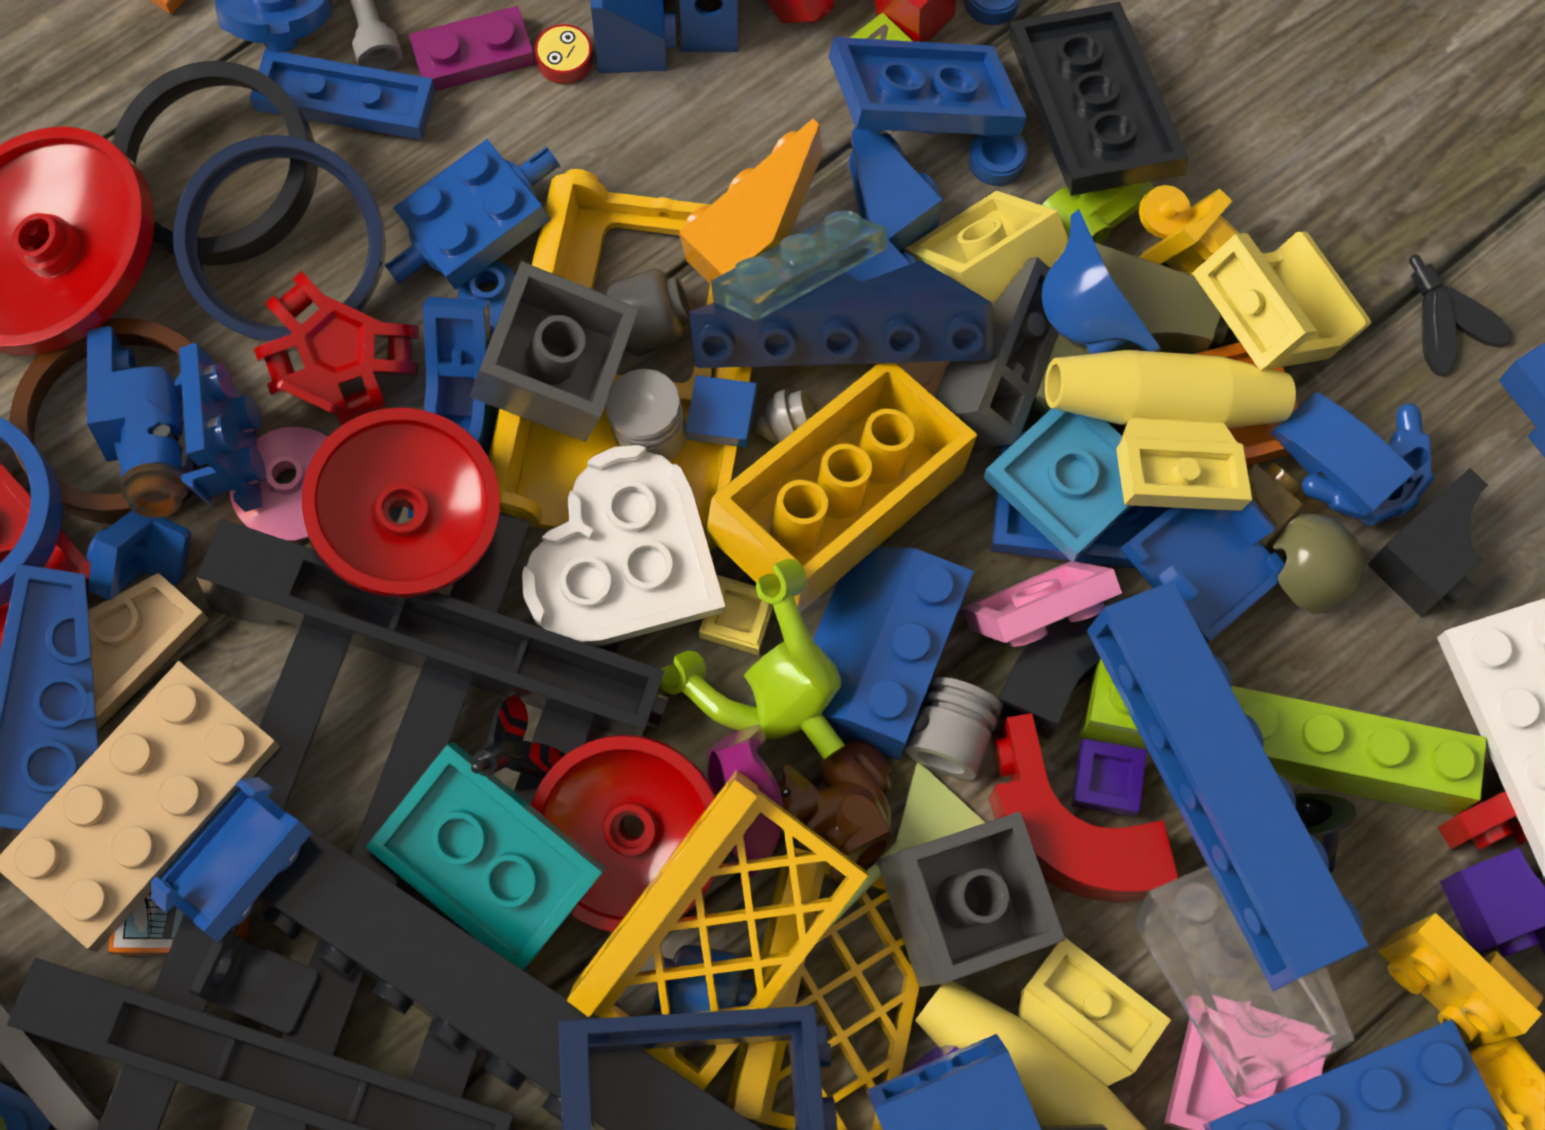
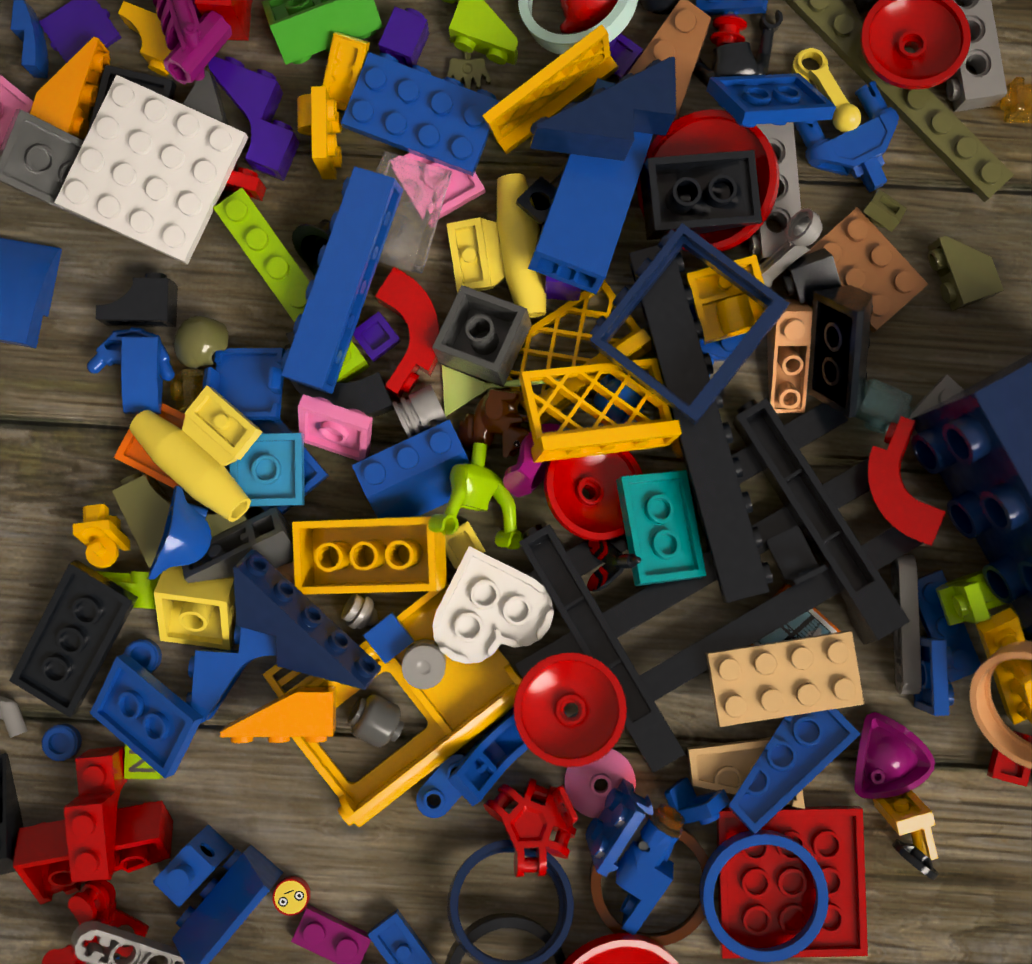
camera: 135 degrees left, 15 degrees up
(231, 860) = (768, 613): blue piece -> none
(471, 214) = (410, 842): blue plate -> none
(554, 352) = (440, 726): dark grey brick -> none
(798, 264) = (294, 670): clear light blue plate -> none
(1282, 302) = (95, 464): light yellow panel -> none
(1445, 311) = (21, 401): black piece -> none

